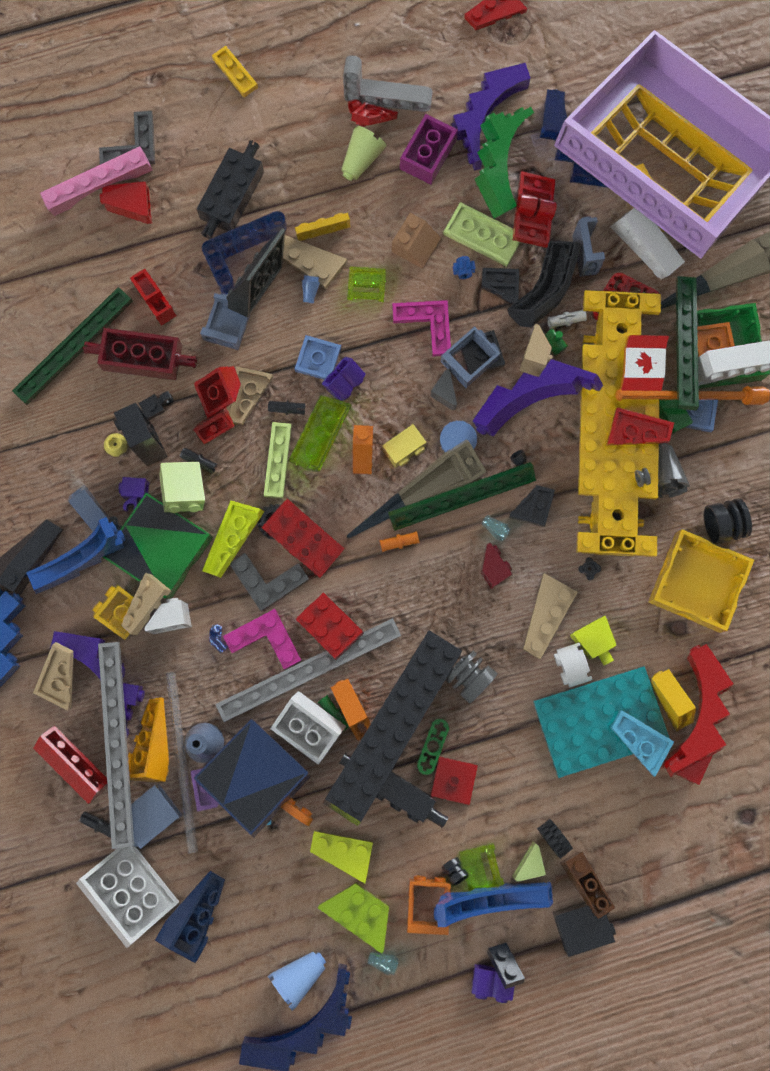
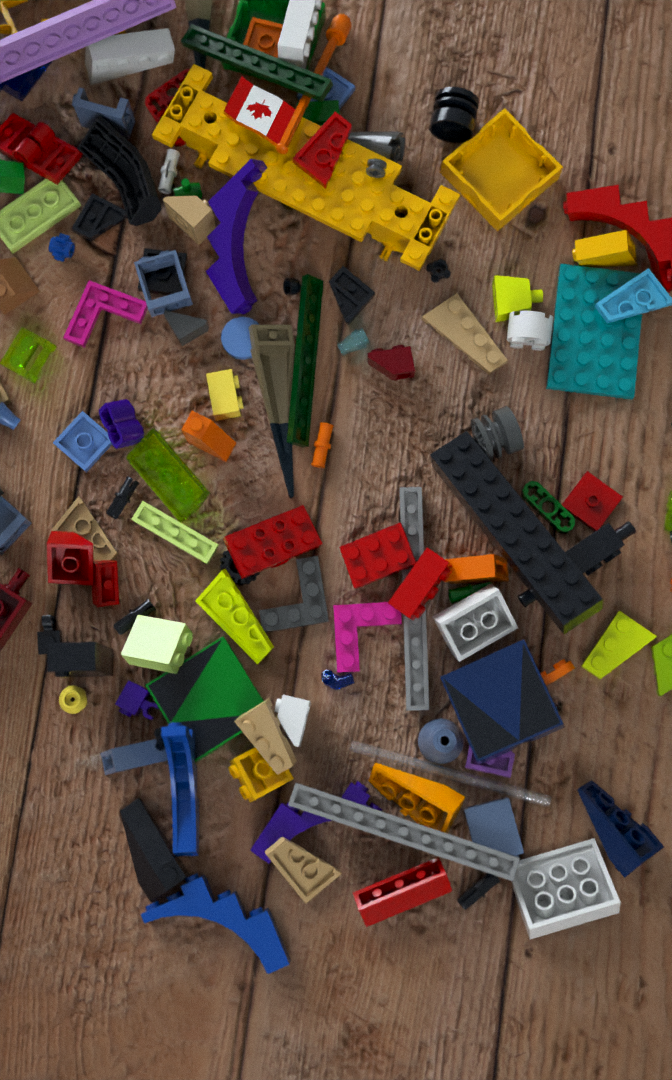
camera: 60 degrees left, 0 degrees up
(318, 670) = (421, 584): none -> red brick

